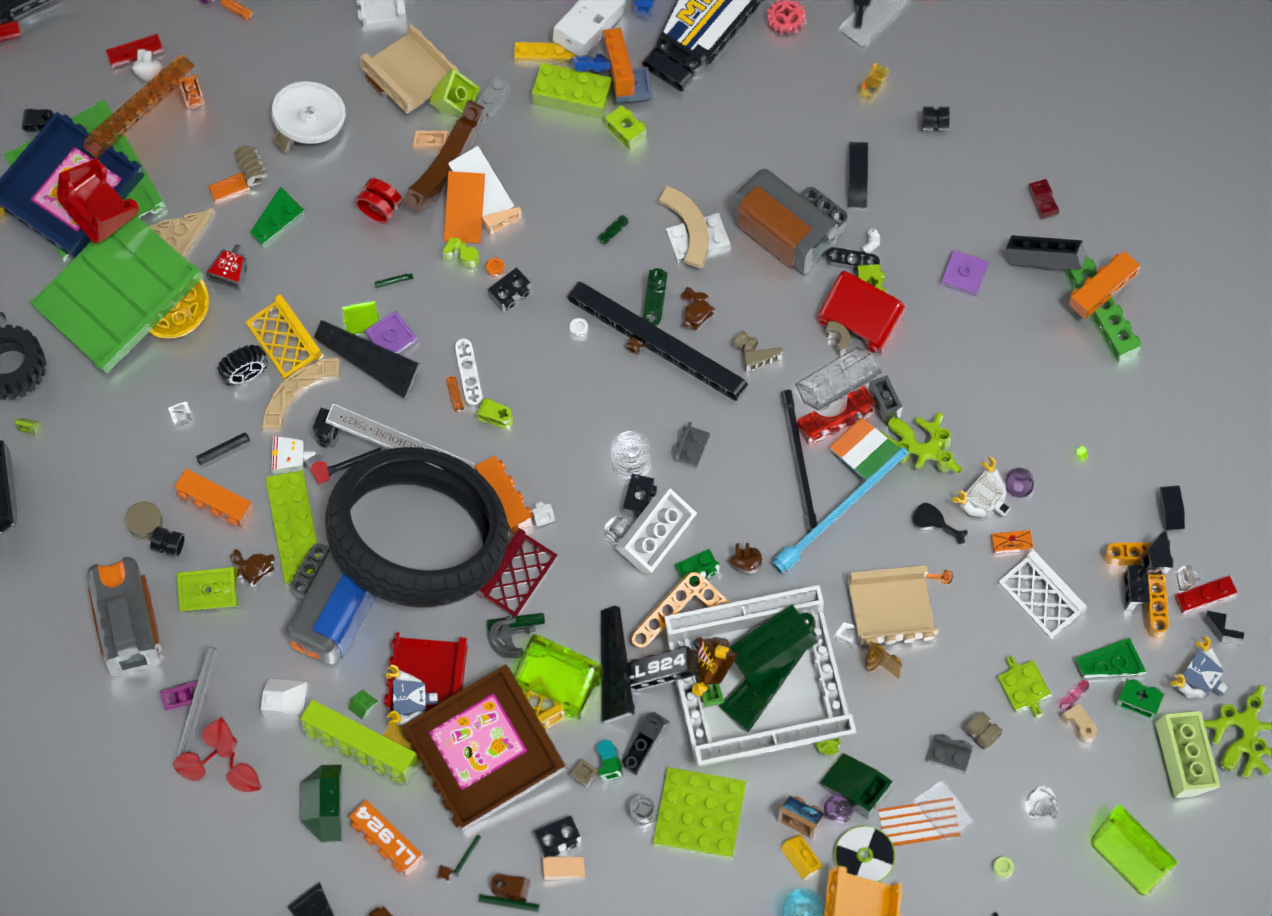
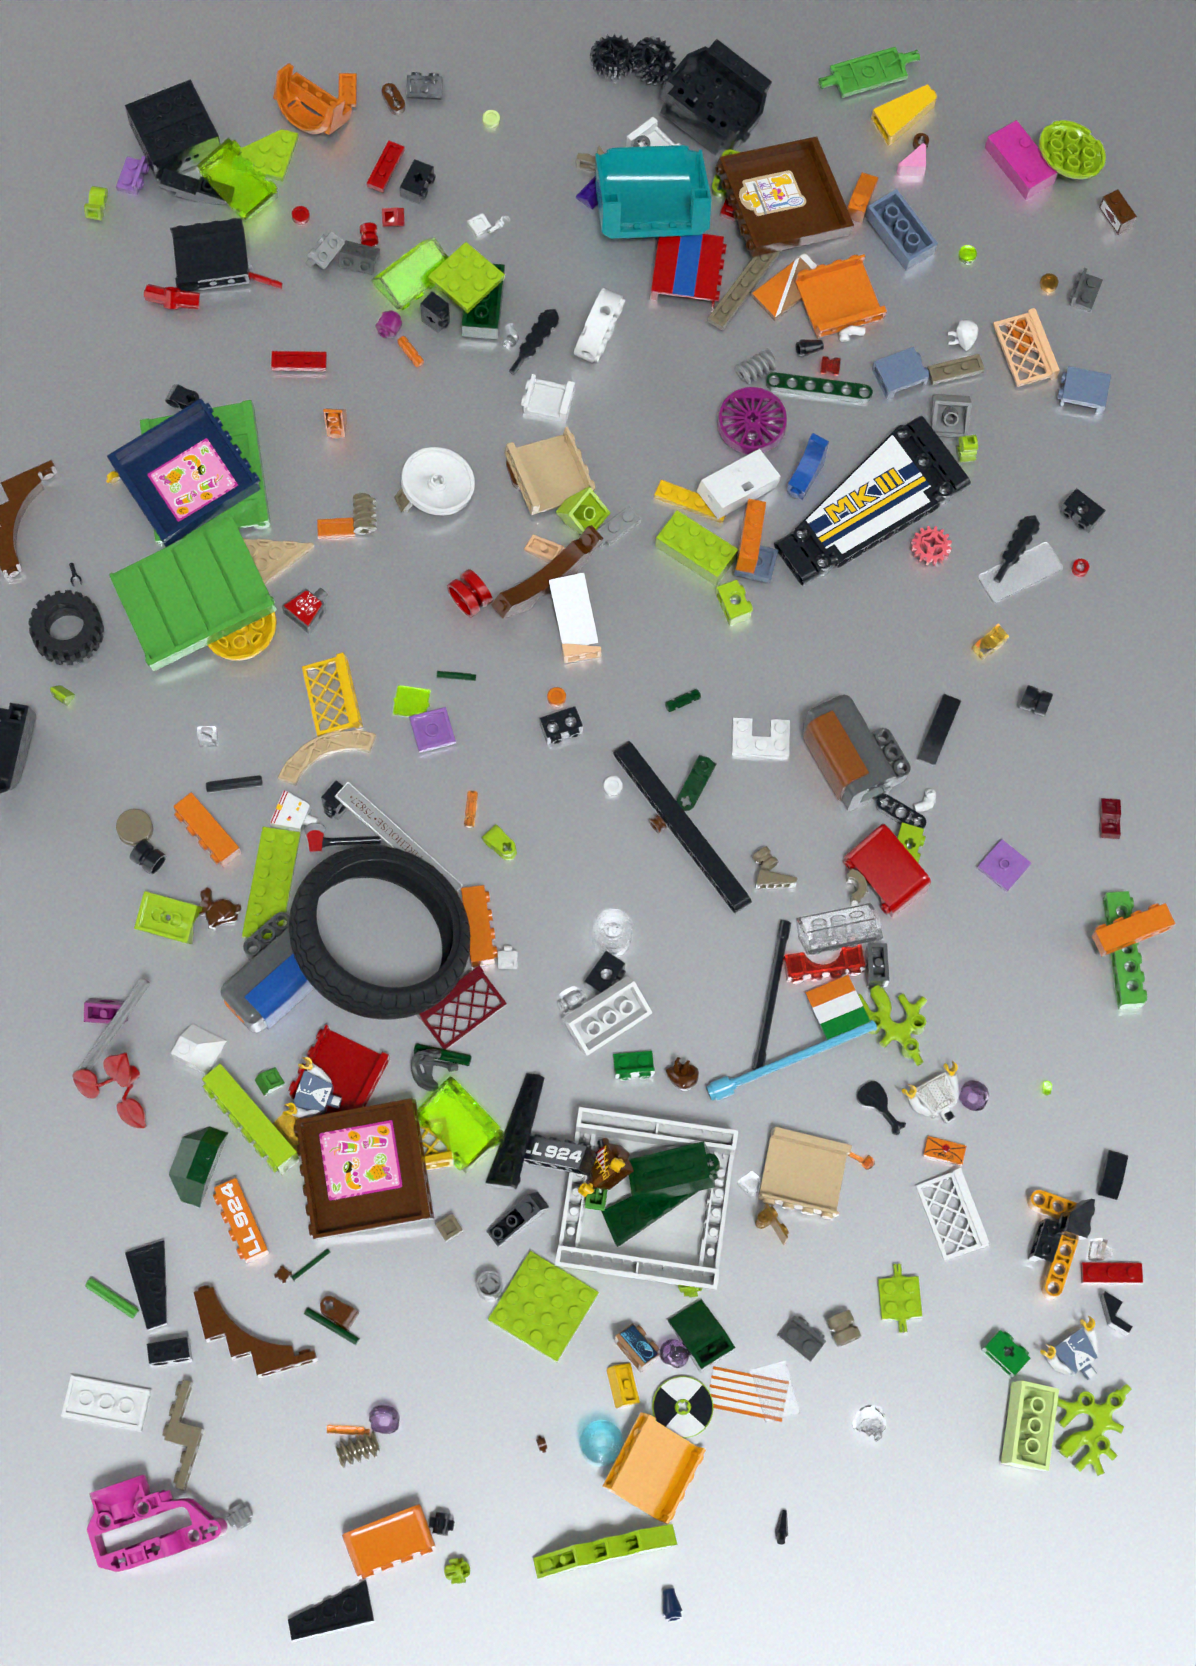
camera: 15 degrees right, 5 degrees up
(93, 201) = (201, 499): red windscreen -> none
(124, 617) = (79, 917): dark grey piece -> none
(138, 106) = (278, 420): clear orange brick -> none
(145, 67) = (302, 382): white piece -> none
(242, 365) = (281, 709): black gear -> none
(277, 216) = (369, 574): green wing -> none
(379, 362) = (411, 753): black wing -> none
(464, 206) = (549, 628): orange sticker -> none
(468, 255) = (535, 677): lime leg -> none
(468, 373) = (491, 793): white beam -> none
(555, 832) = (400, 1273): black brick -> none
(563, 868) = (395, 1311): light nougat slope -> none
(598, 64) = (719, 525): blue wing -> none
(611, 761) = (478, 1224): leg -> none
(676, 606) = (598, 1096): light orange beam -> none
(691, 446) = (674, 943): dark grey bracket -> none
(694, 221) = (763, 723): tan tile -> none
(698, 310) = (732, 810): reddish brown animal -> none
(1003, 867) = (810, 1468): yellowish green tile -> none
(1046, 252) = (1089, 875): black brick -> none
(1075, 694) = (945, 1325): clear pink piece -> none
(1081, 722) = (941, 1356): tan leg -> none
(1112, 660) = (994, 1305): green wing -> none
(1133, 852) = (938, 1503): clear neon green windscreen -> none

